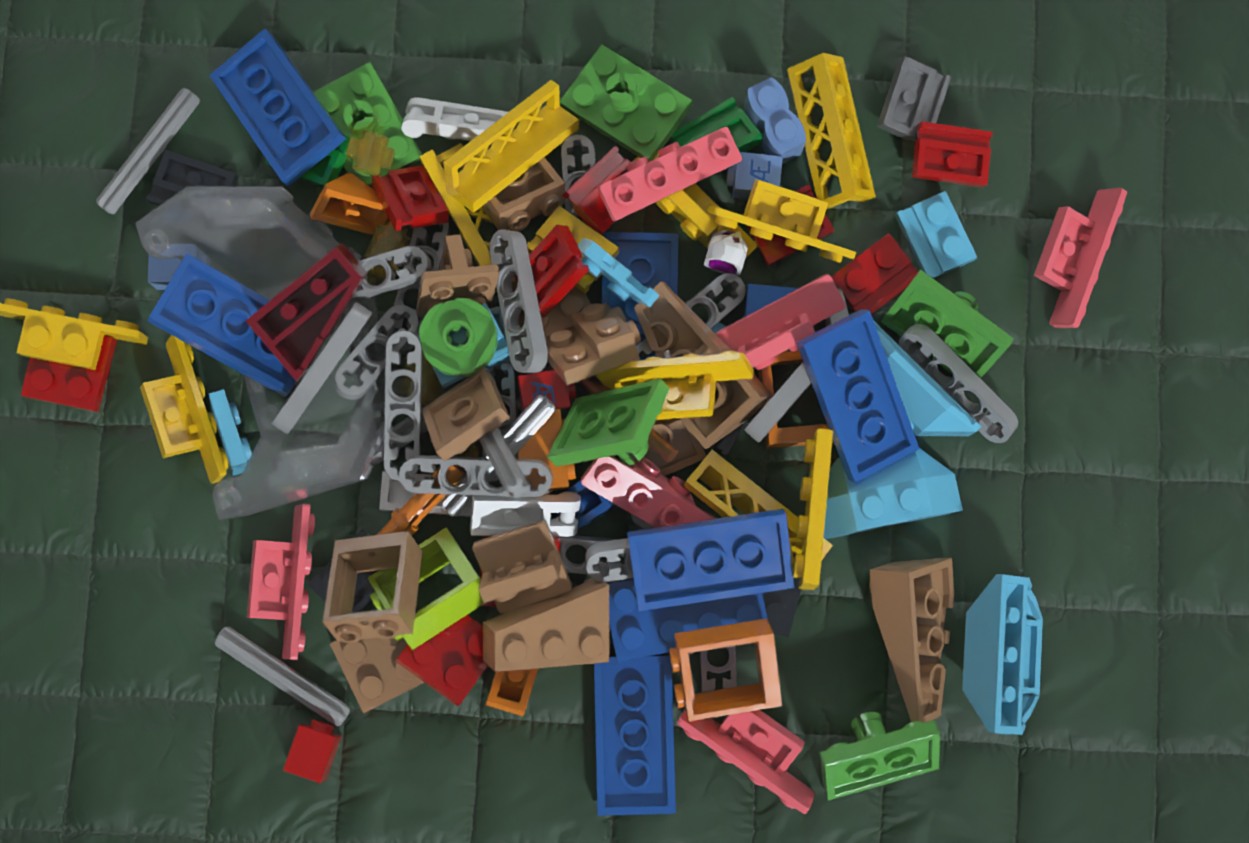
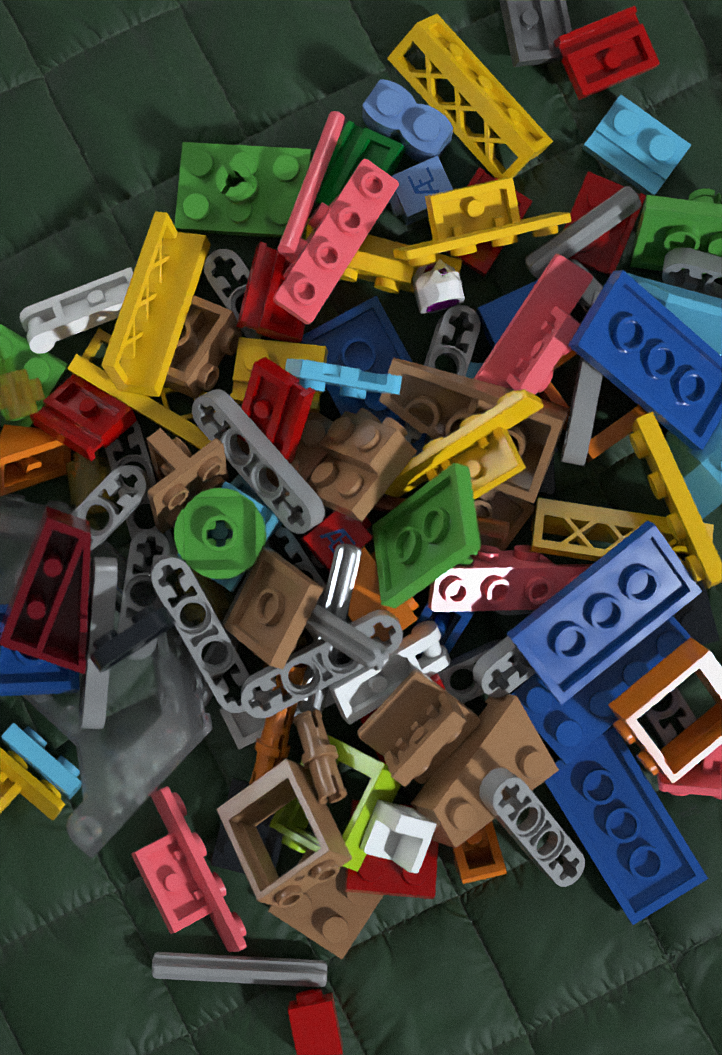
camera: 25 degrees left, 5 degrees up
(330, 375) = (116, 647): none -> black plate
(434, 546) = (320, 757): none -> medium nougat pin
(458, 638) = (398, 835): none -> white panel
(563, 693) = (535, 825): none -> light grey beam
(676, 125) = (311, 184): none -> coral bar
(863, 272) = (585, 230): none -> light grey axle

